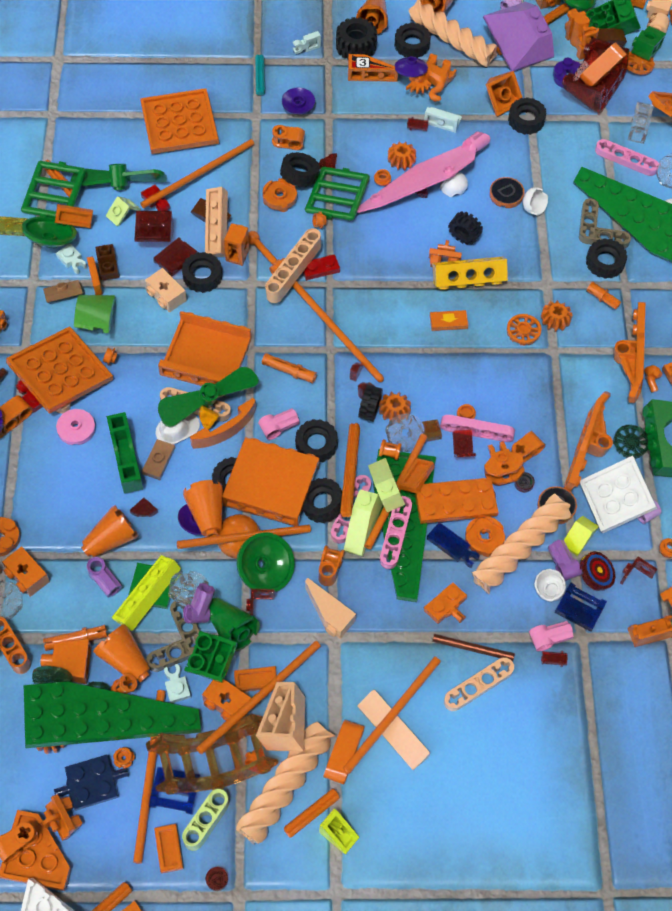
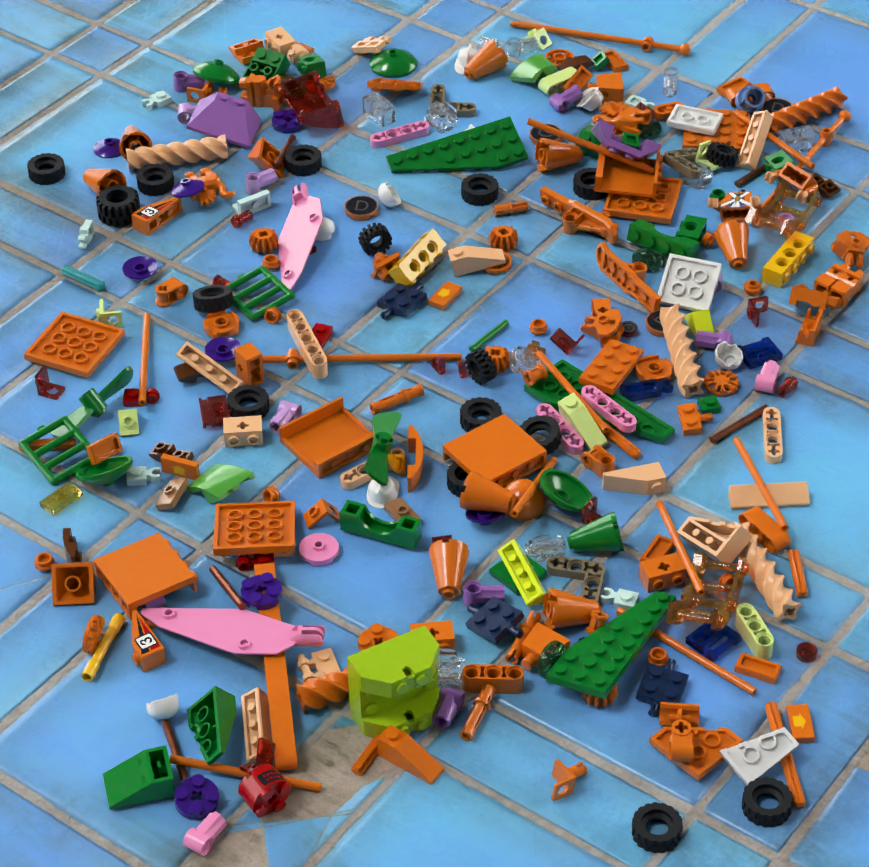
camera: 50 degrees left, 20 degrees down
(76, 605) = (495, 620): none -> dark blue plate
(113, 400) = (319, 511): none -> orange bracket
(119, 132) = (43, 385): none -> clear red bracket
(154, 226) = (172, 406): clear red slope -> none
(199, 608) = (570, 536): medium lavender piece -> none
(210, 305) = (286, 413): none -> lavender piece
(211, 656) = (621, 554): green slope -> none
(224, 115) = (103, 316): none -> yellowish green bracket
(252, 210) = (222, 349): none -> dark purple dish
(274, 425) = (442, 431): bright pink piece -> none
(338, 831) = (824, 564): neon yellow slope -> none
(350, 470) = (529, 405): orange axle -> none
(371, 565) = (622, 442): none -> orange axle
(386, 485) = (564, 385): yellowish green slope -> none
(415, 294) = (401, 300): none -> dark blue plate
(416, 475) = (572, 371): orange tile -> none
(425, 383) = (488, 336): none -> green bar
(467, 104) = (256, 181): none -> lavender piece
(477, 608) = (709, 405): none -> green plate
(479, 428) = (566, 322): bright pink beam -> none
(505, 311) = (472, 258): none -> light nougat slope
(516, 599) = (721, 382): none -> orange wheel
(534, 94) = (281, 156): none -> copper bar
(594, 231) = (443, 186): dark tan beam -> none
(597, 571) = (742, 328): clear red tile -> none
(603, 65) = (312, 90): orange beam -> none

